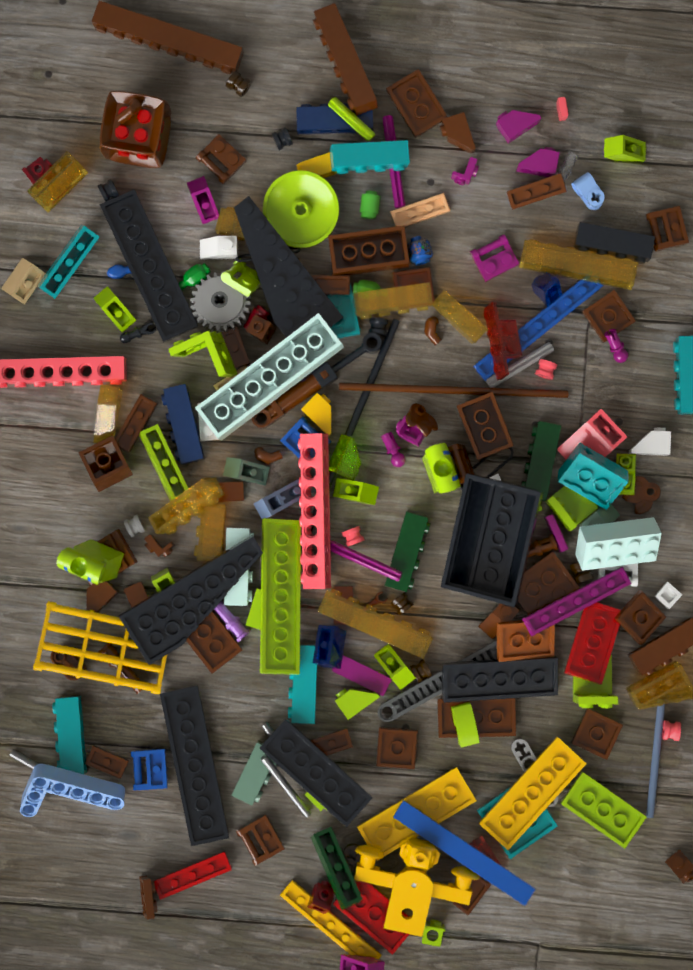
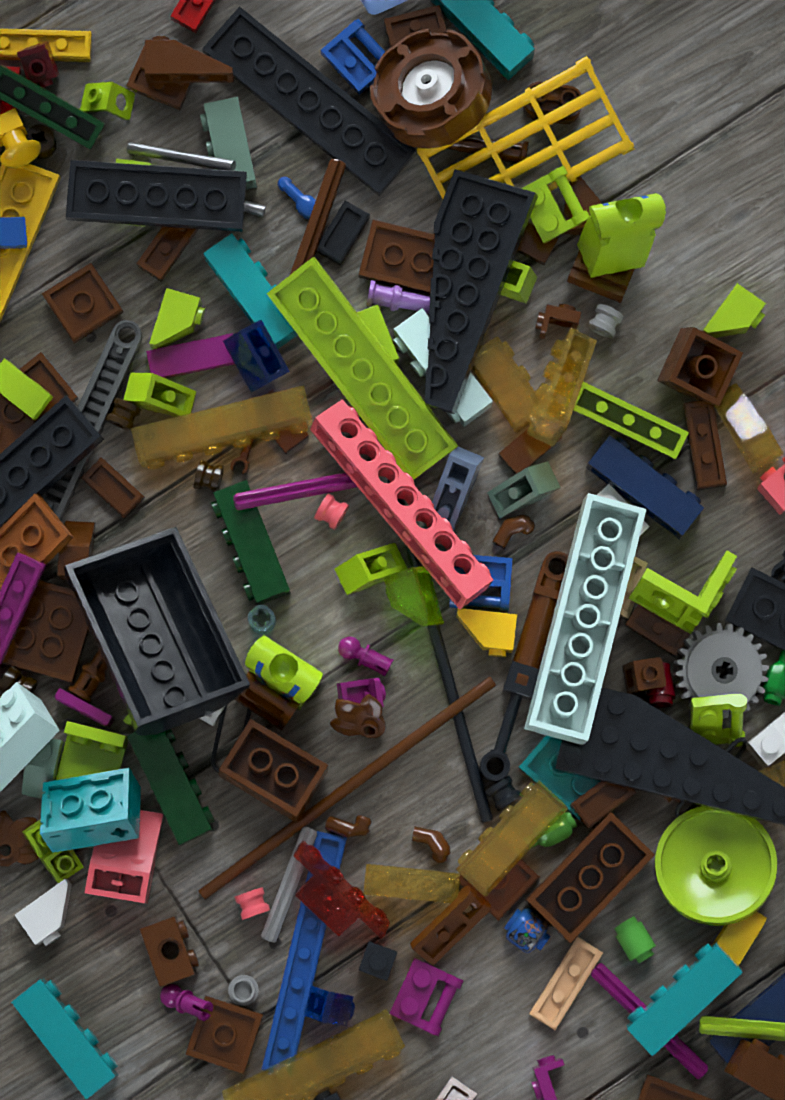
camera: 135 degrees right, 5 degrees down
(64, 477) = (736, 314): none -> lime slope
(120, 603) = (547, 214): none -> lime plate
(127, 718) = (431, 88): none -> reddish brown piece
(232, 680) = (342, 232): none -> black tile
(239, 710) = (303, 202): none -> blue piece
(240, 696) = (320, 213): none -> reddish brown axle
(249, 839) = (176, 63): none -> reddish brown slope
(302, 851) = (103, 98): none -> lime bracket
(437, 507) = (254, 614): none -> clear light blue bush
(455, 281) = (450, 925): none -> reddish brown plate
(455, 637) = (112, 487): none -> reddish brown tile
(469, 369) = (348, 829): none -> reddish brown arm
(505, 292) = (377, 960): none -> black brick
(582, 331) = (243, 990): none -> light grey plate
(613, 370) = (155, 938): none -> reddish brown brick

